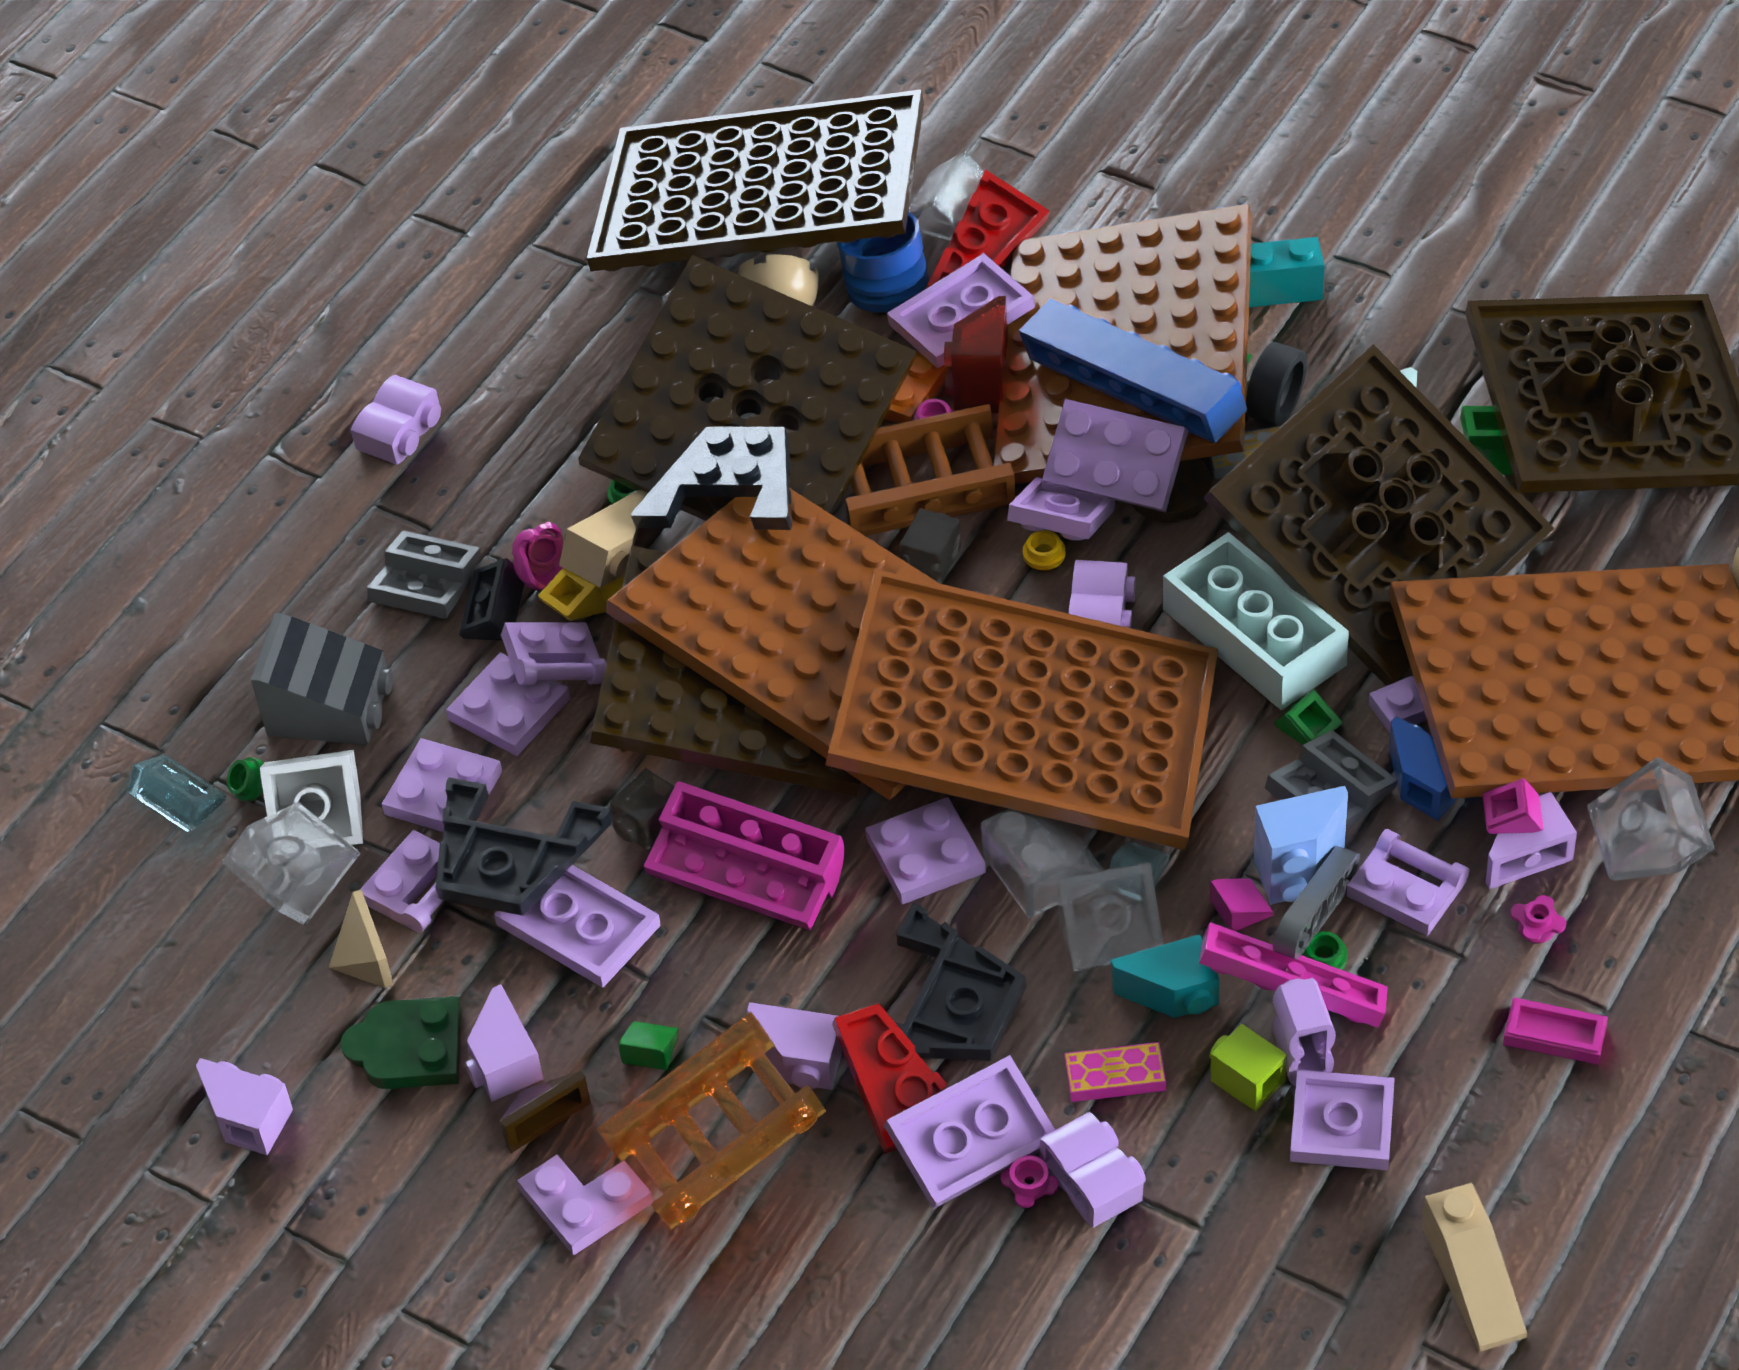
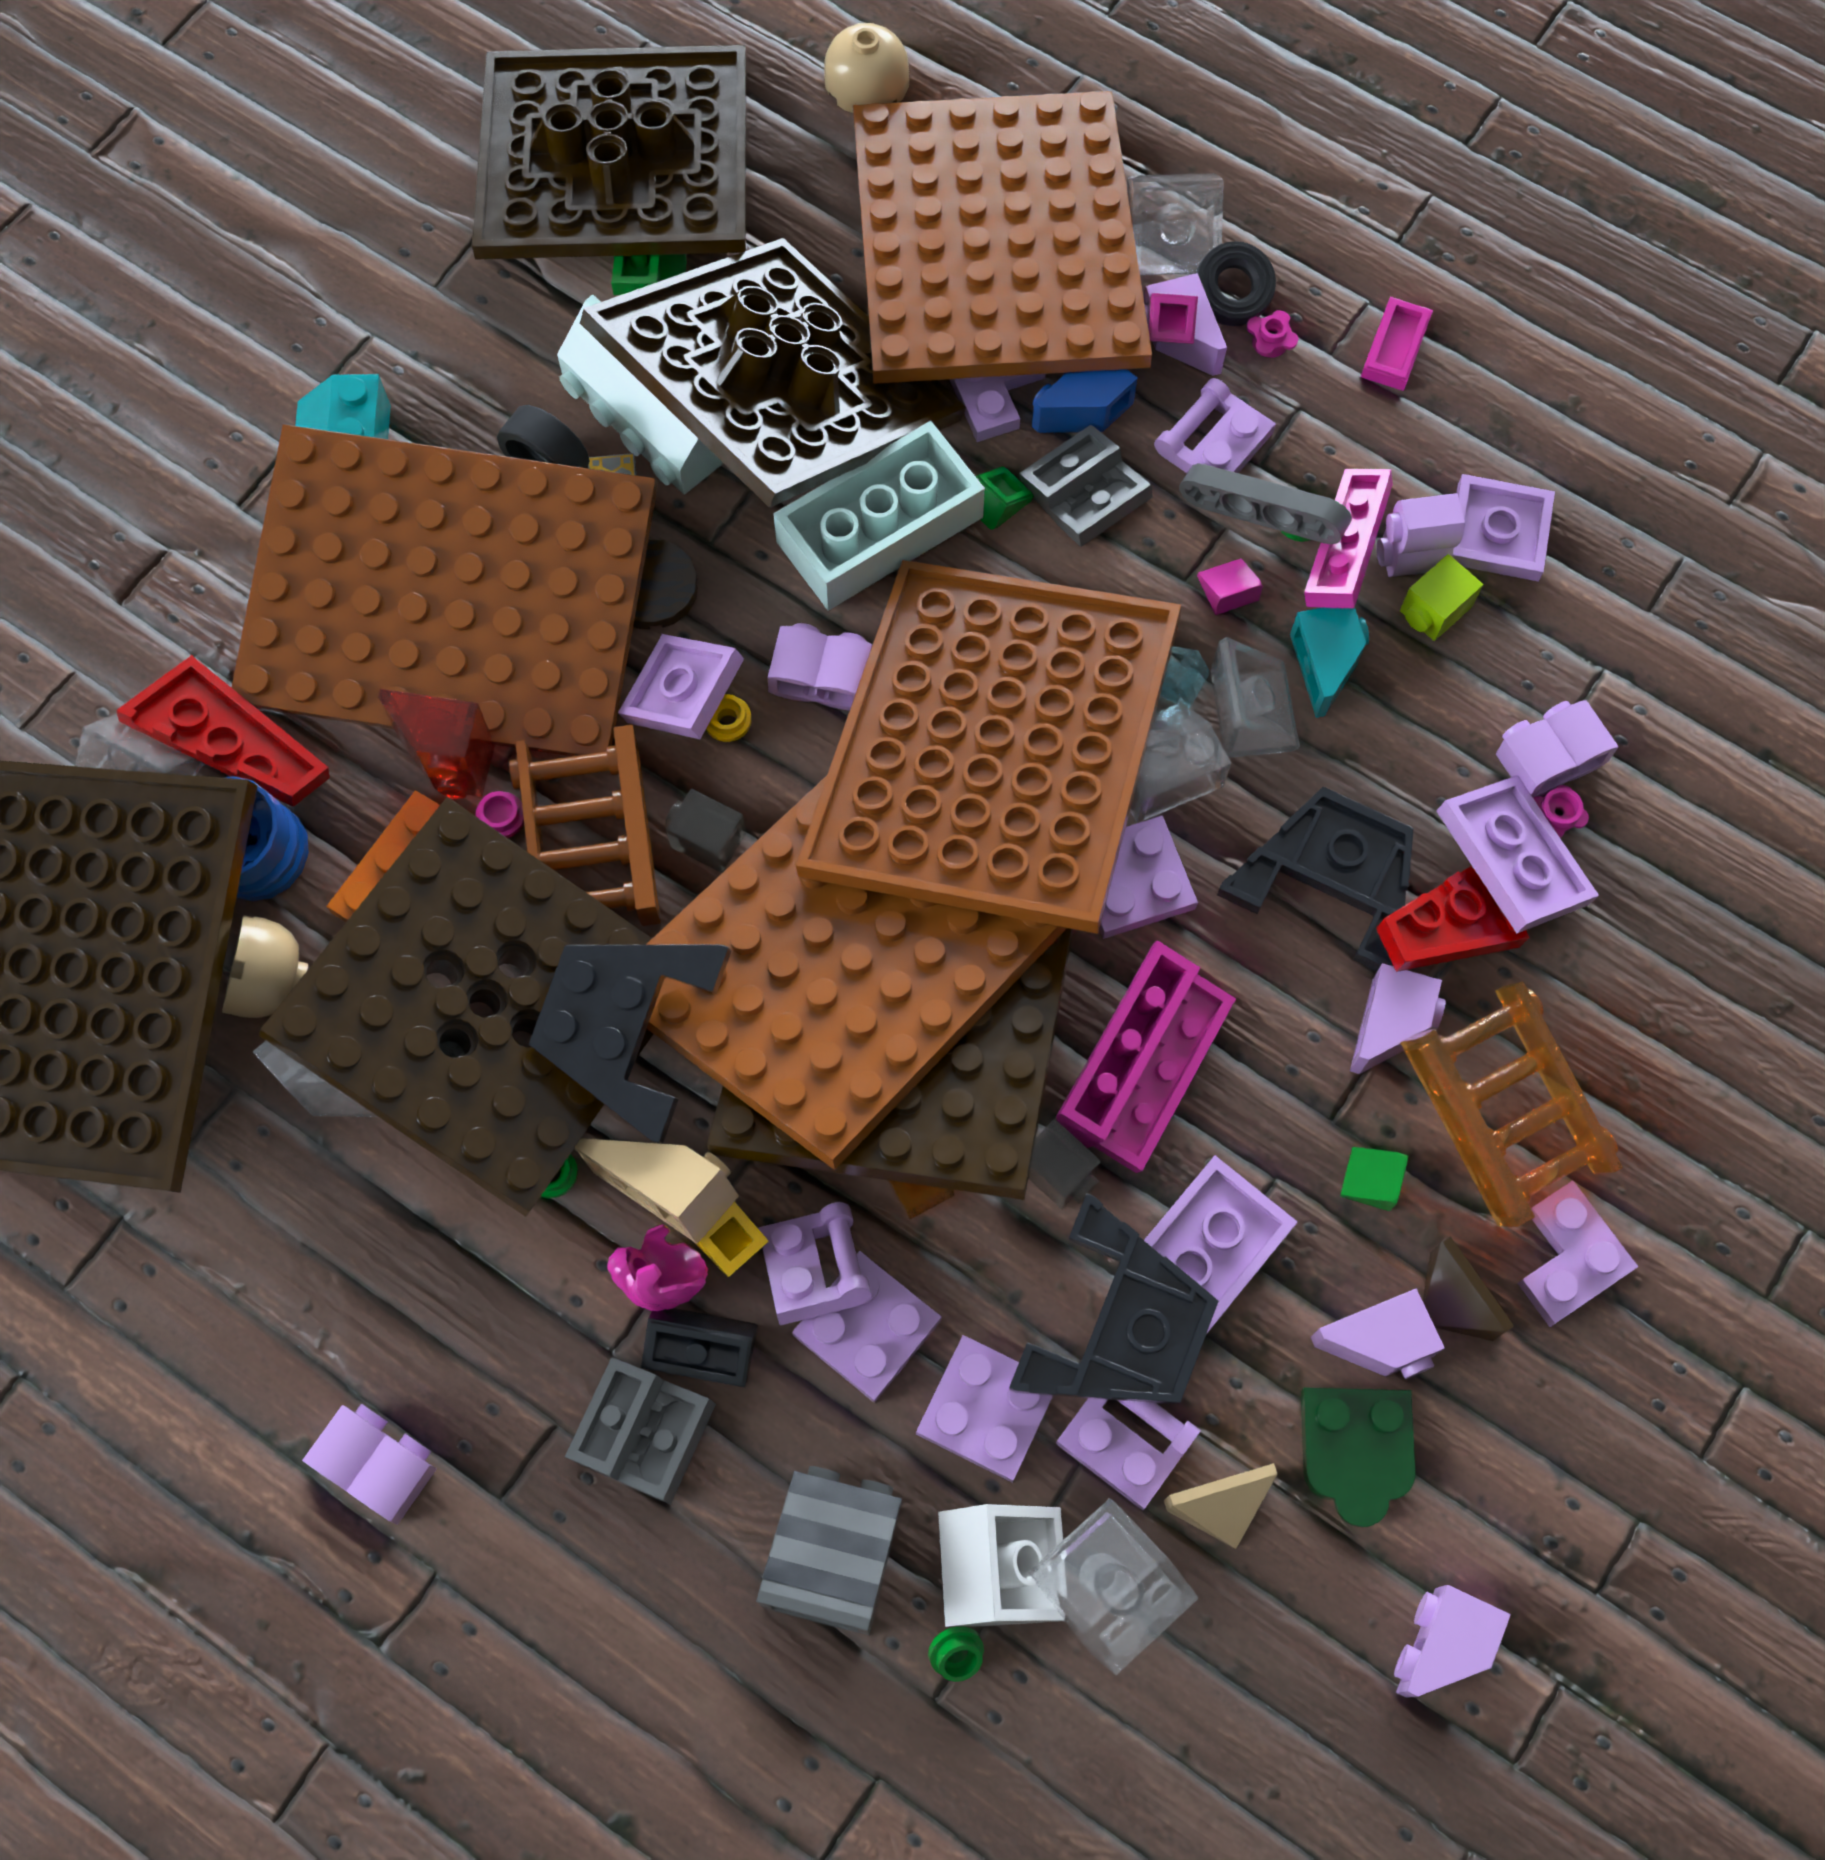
camera: 90 degrees left, 20 degrees up
(174, 791) = (953, 1753): clear light blue slope -> none
(931, 315) = (353, 758): lavender plate -> none
(1115, 455) = (635, 612): lavender plate -> none
(1115, 1072) = (1430, 721): dark pink tile -> none
(1134, 370) = (525, 570): brick -> none
(1296, 839) = (1193, 508): light blue slope -> none
(1473, 1265) = (1660, 444): tan slope -> none
(1584, 853) = (1254, 264): none -> black tyre

